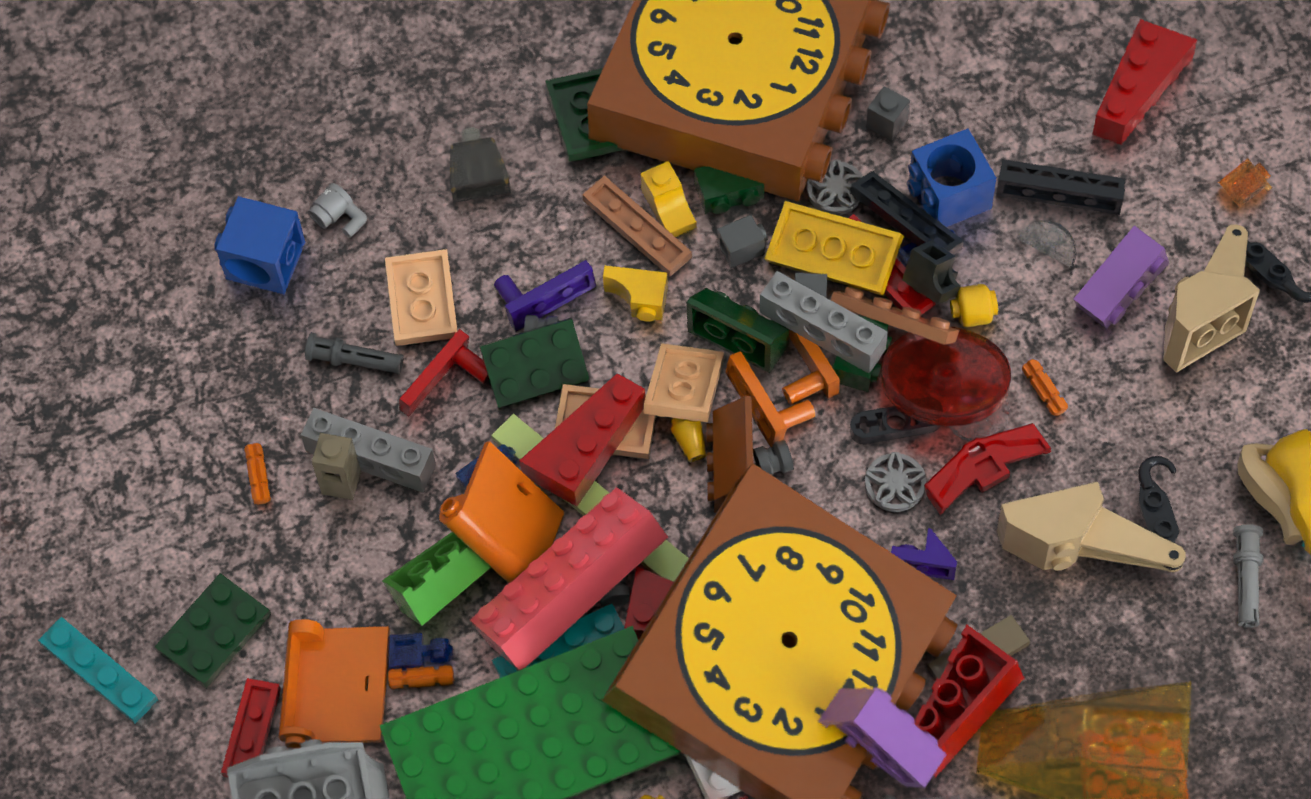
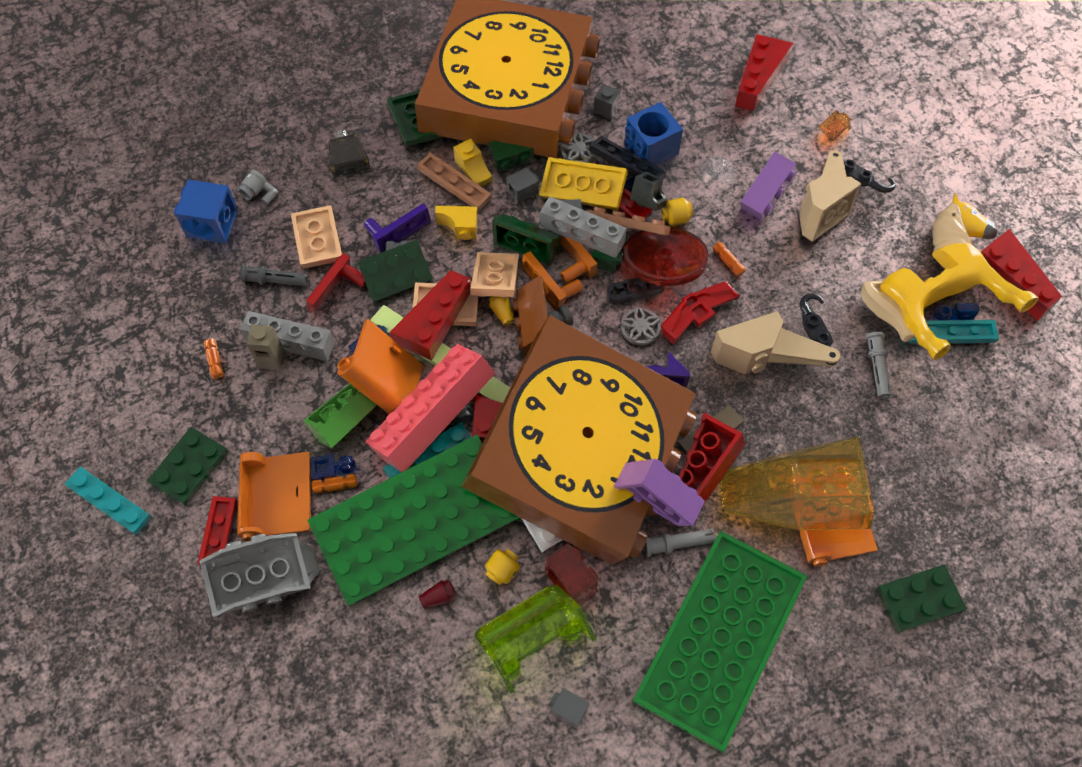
camera: 10 degrees left, 0 degrees up
(1061, 187) = (721, 138): black fence -> none

